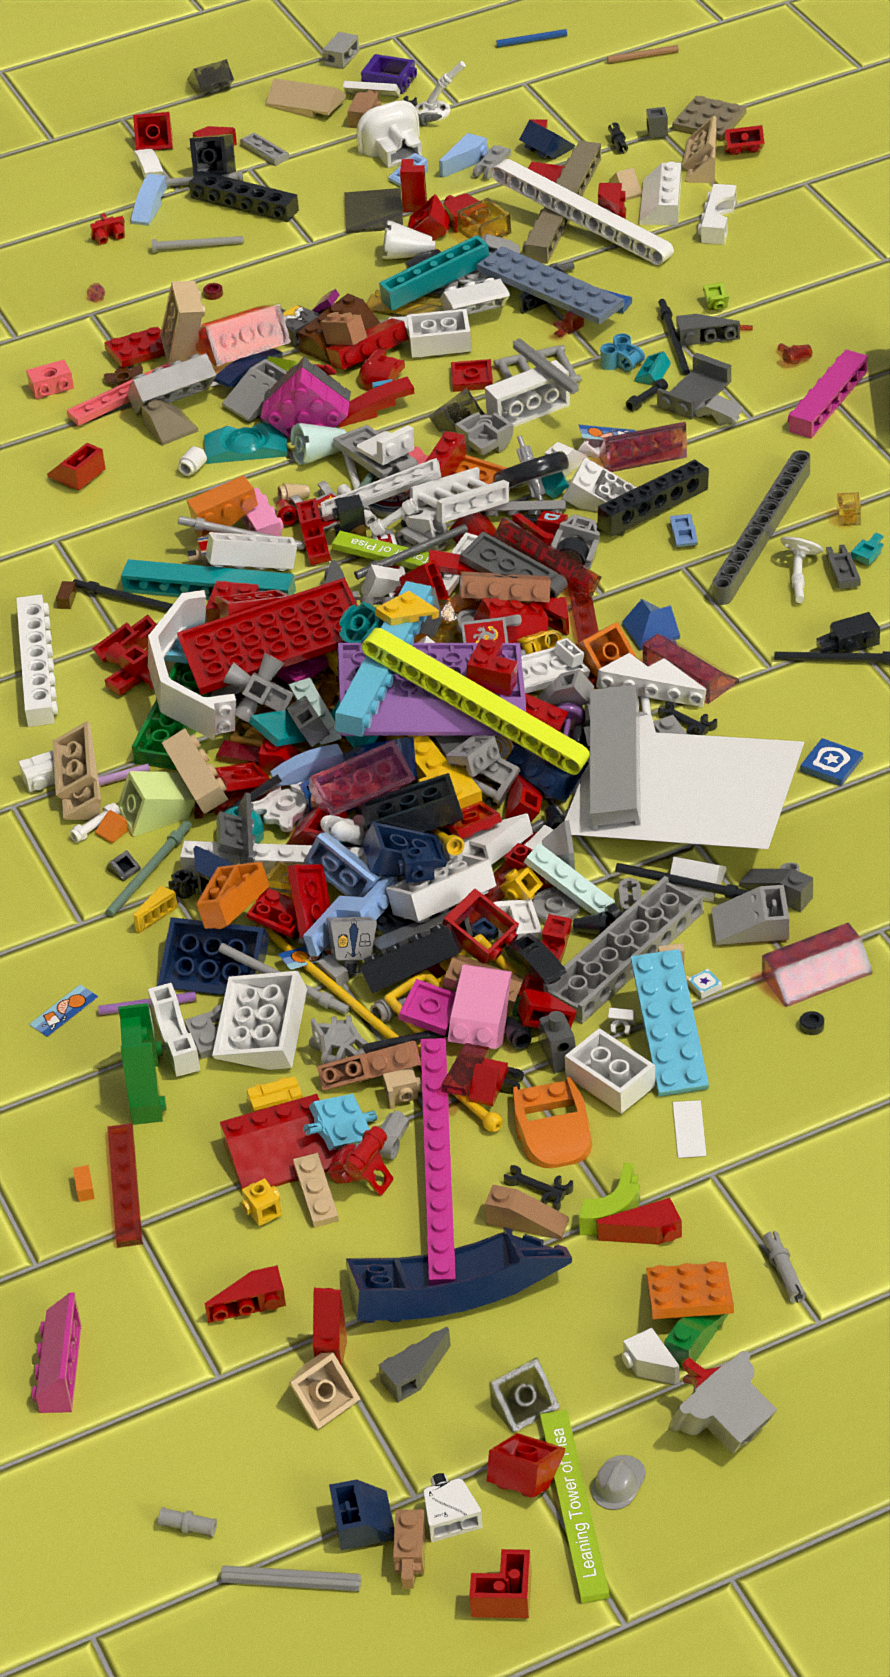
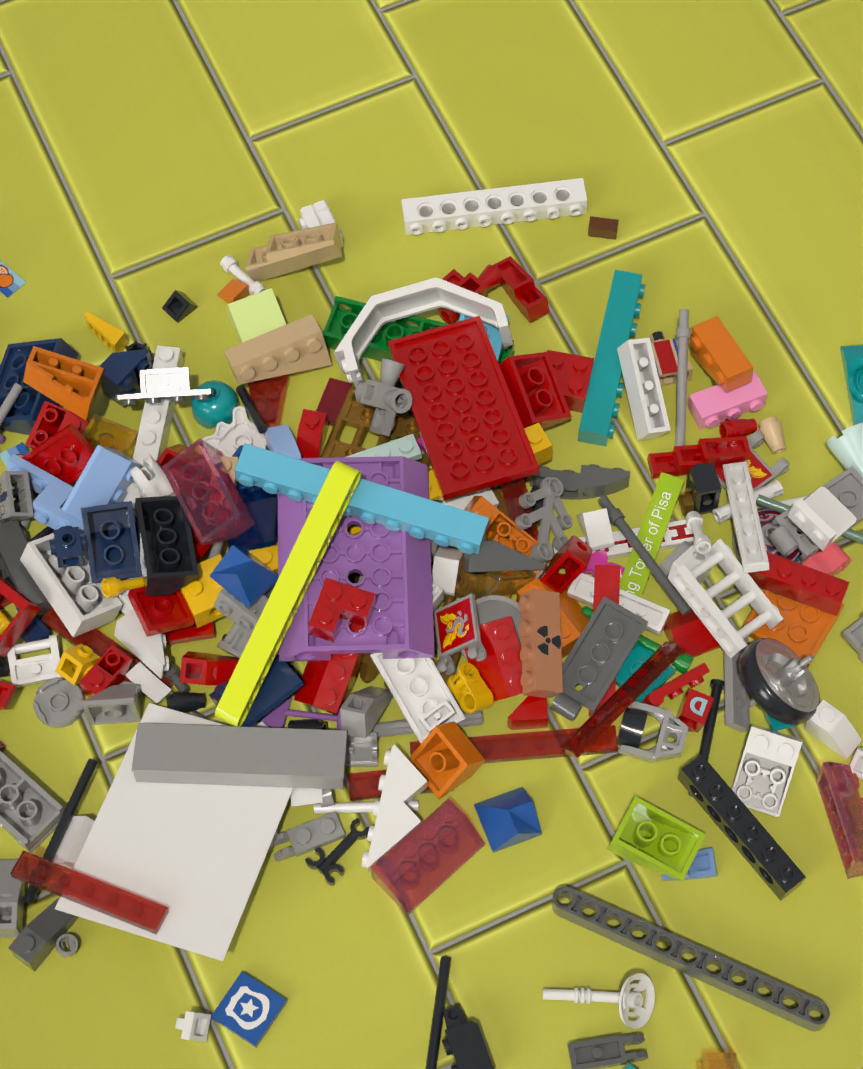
camera: 90 degrees right, 20 degrees up
(79, 467) = (818, 221): red slope -> none
(95, 588) = (613, 253): black bar -> none
(121, 775) = (313, 296): lavender bar -> none
(173, 840) = (208, 346): sand green bar -> none
(192, 461) = (832, 331): white brick -> none
(241, 776) = (283, 397): red tile -> none
(277, 727) = (336, 426): teal tile -> none
(308, 721) = (337, 442): dark grey slope -> none
(359, 622) = (429, 479): teal cylinder -> none
(404, 609) = (427, 514): yellow wing -> none
(446, 745) = (244, 575): none -> blue slope
(568, 880) = (68, 709): light aqua plate -> none
(591, 924) = (18, 738): black cone -> none
(613, 912) = (27, 758): black tile -> none
(624, 896) = (58, 771): light grey beam -> none
(666, 541) = (656, 840): none -> lime slope
(751, 827) = (89, 892): none -> clear red tile
(852, 785) = (194, 1026): none -> white tile

